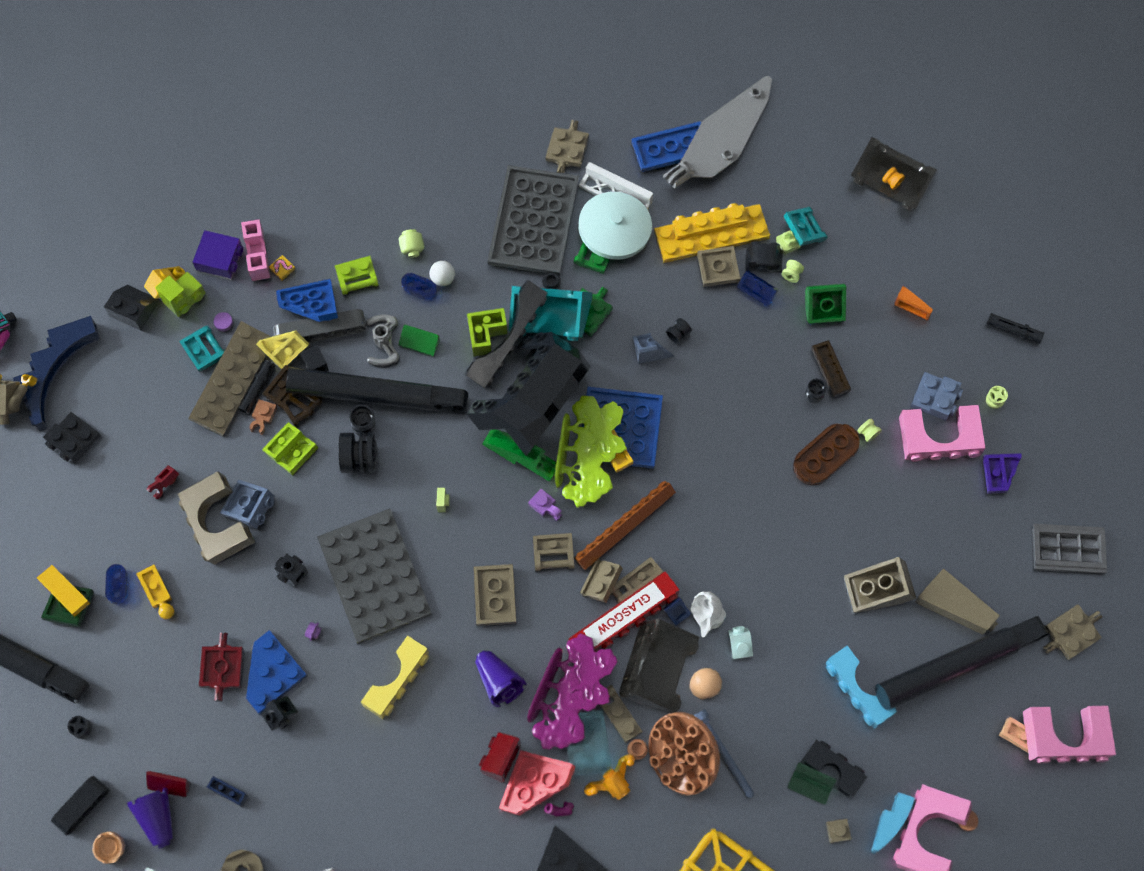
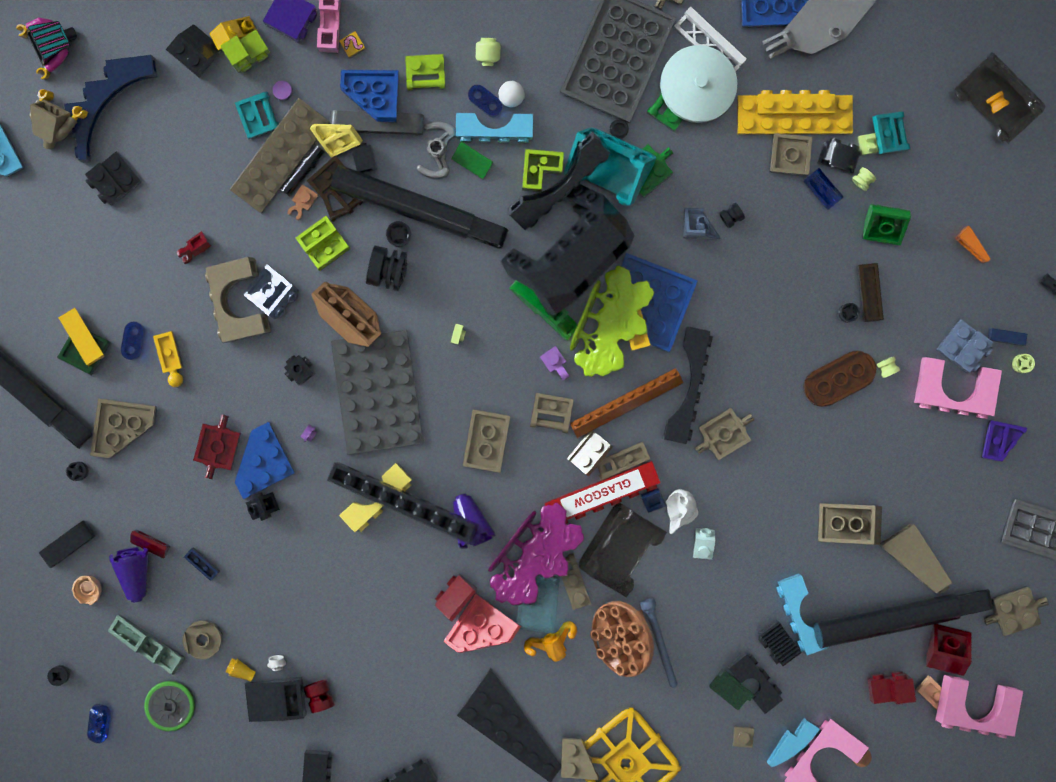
camera: 15 degrees right, 20 degrees up
(115, 670) = (118, 425): none -> dark tan plate
(326, 505) = (347, 314): none -> medium nougat wedge
(423, 666) = (403, 502): none -> black brick
(455, 303) = (519, 129): none -> medium azure arch
(559, 811) = (498, 657): magenta arm -> none
(638, 749) = (582, 618): nougat plate -> none
(677, 457) = (695, 345): none -> black arch
(706, 683) = (661, 573): light nougat hair -> none
(729, 531) = (724, 434): none -> dark tan plate
(846, 722) = (779, 643): none -> black brick
(974, 377) = (1008, 337): none -> dark blue piece
(978, 737) = (891, 688): none -> dark red brick
(1020, 686) = (949, 650): none -> dark red slope

